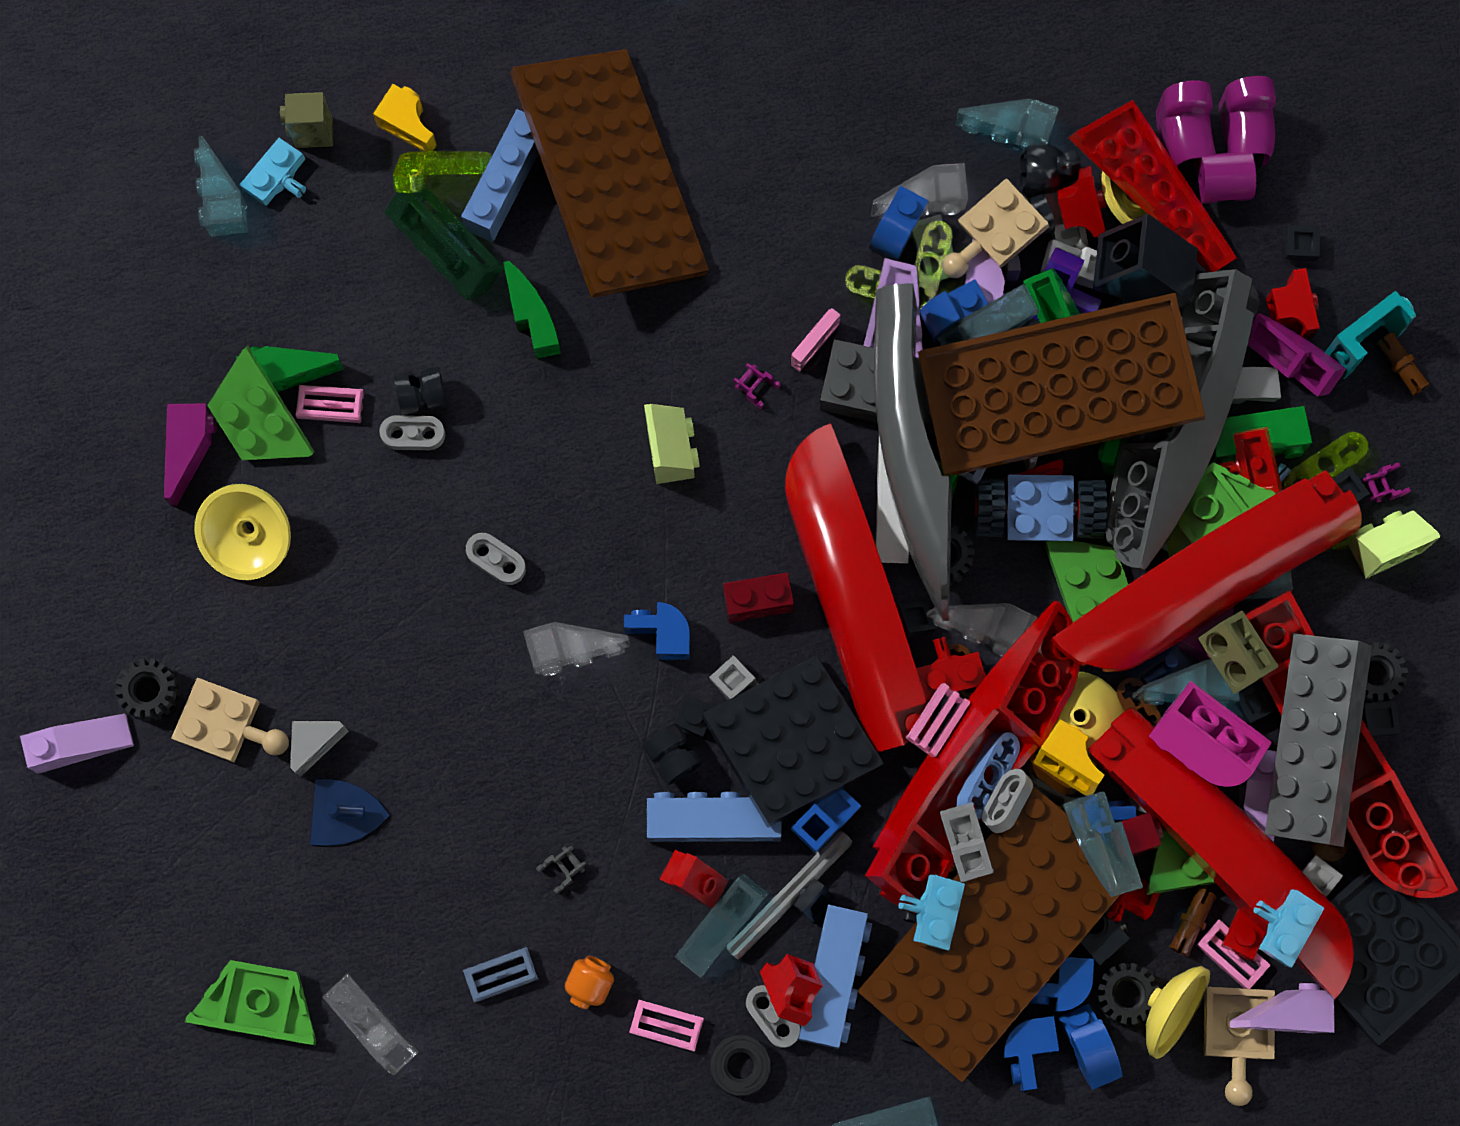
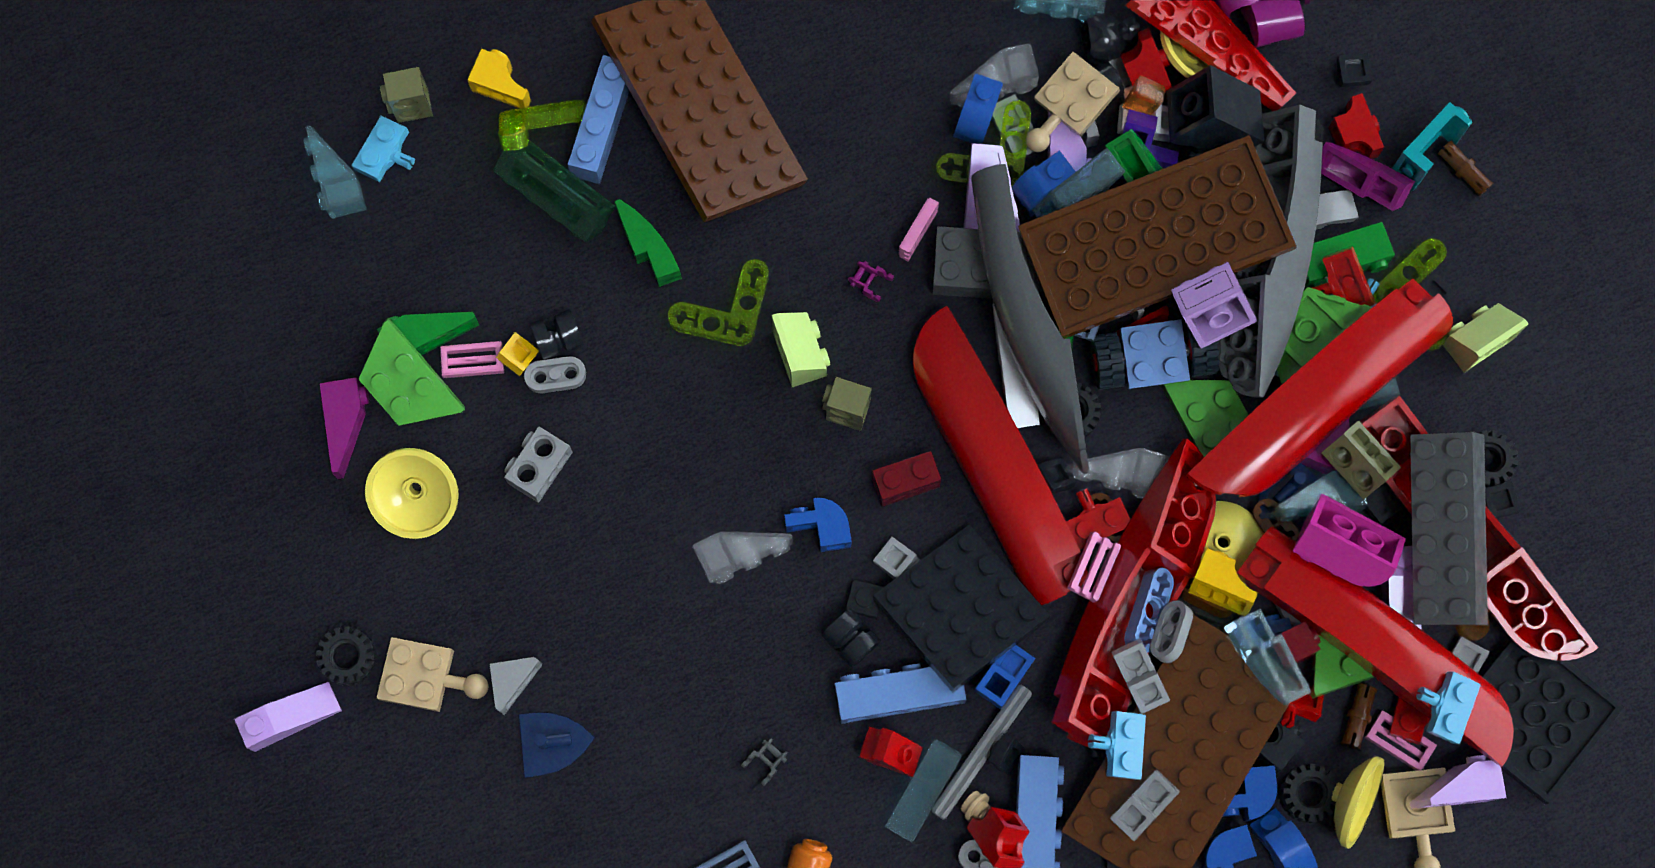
camera: 10 degrees left, 0 degrees up
(376, 405) = (517, 354): none -> yellow plate
(385, 527) = (545, 467): none -> light grey brick
(496, 559) = (655, 480): light grey plate -> none
(610, 401) = (736, 317): none -> clear neon green beam
(709, 509) = (847, 403): none -> olive brick
(773, 950) = (975, 806): none -> tan plate
(948, 978) = (1145, 805): none -> light grey slope
(1075, 236) = (1144, 96): none -> clear orange slope
(1108, 465) = (1214, 305): none -> lavender brick
(1391, 493) = (1471, 290): magenta piece -> none

